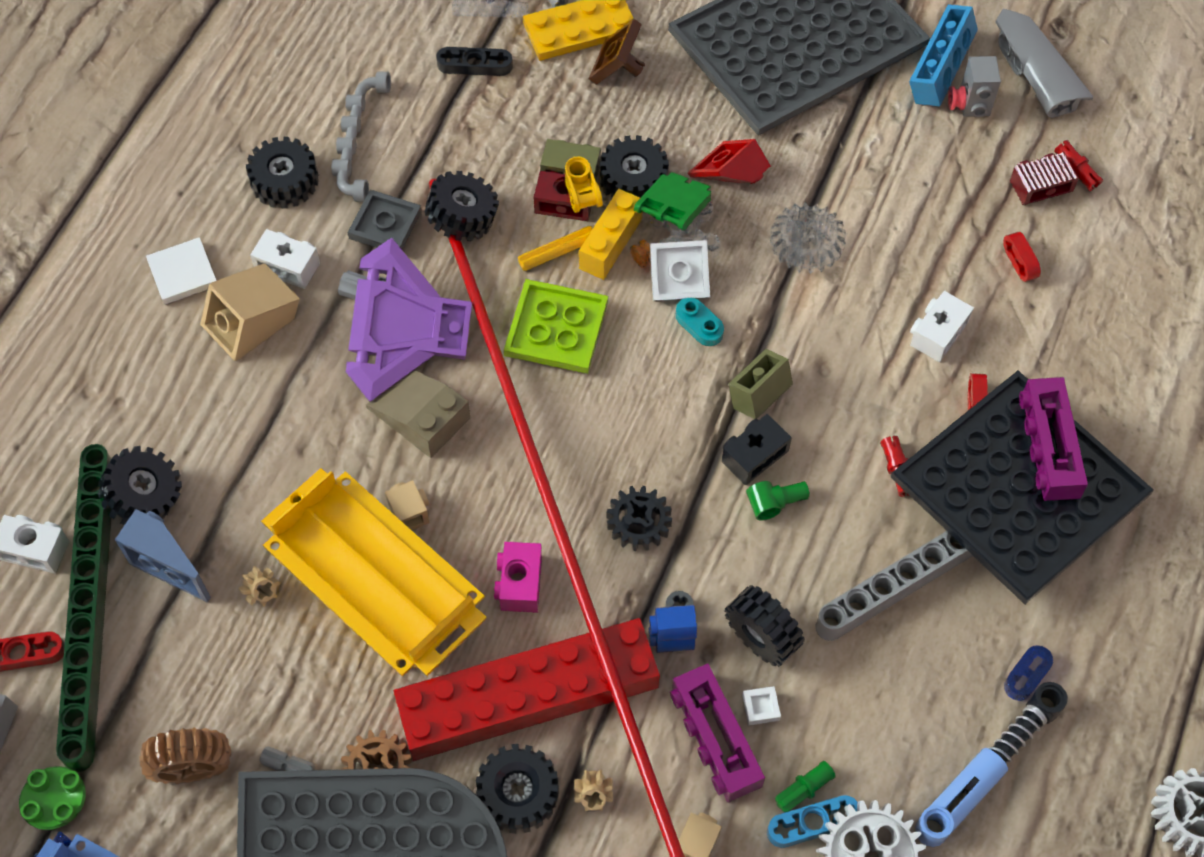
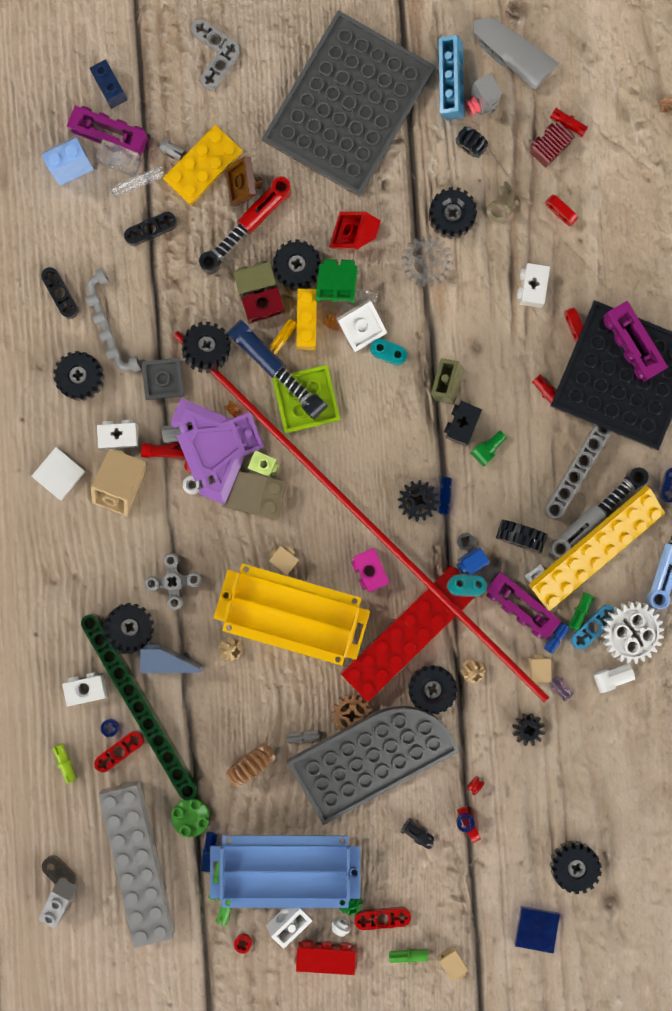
camera: 25 degrees left, 25 degrees up
(31, 605) = (104, 731): none -> clear blue bush
(254, 438) = (164, 582): none -> light grey gear
(313, 293) = (165, 451): none -> red plant
(325, 88) = (48, 284): none -> black beam
(338, 354) = (187, 489): none -> white plate
(451, 291) = (232, 408): none -> clear orange bush
(452, 372) = (263, 464): none -> yellowish green brick
(517, 214) = (274, 366): none -> piece
(582, 189) = (277, 301): yellow piece -> none
(647, 650) = (468, 585): none -> teal plate
(657, 86) = (247, 223): none -> piece
(681, 532) = (445, 495): none -> clear blue axle
(753, 806) = (554, 641): none -> blue piece
(870, 703) = (597, 548): none -> yellow plate
(880, 187) = (457, 201): none -> black bush
(893, 657) = (597, 514): none -> piece
(936, 130) = (471, 142): none -> black gear
(951, 213) = (505, 201): none -> dark tan piece

